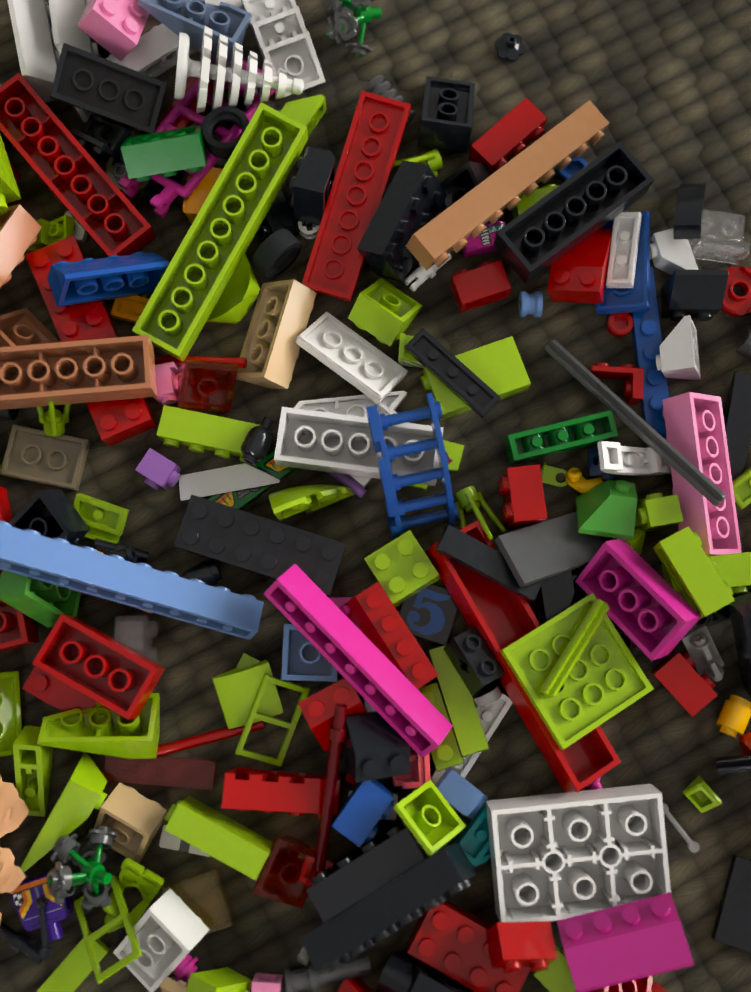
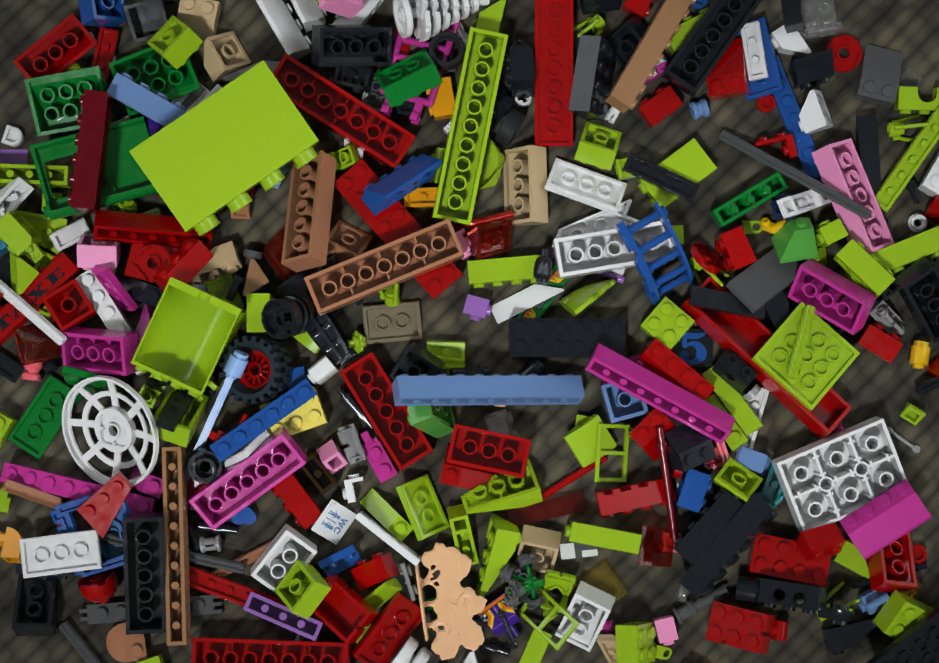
camera: 20 degrees left, 5 degrees up
(479, 497) = (708, 260): none -> red tile

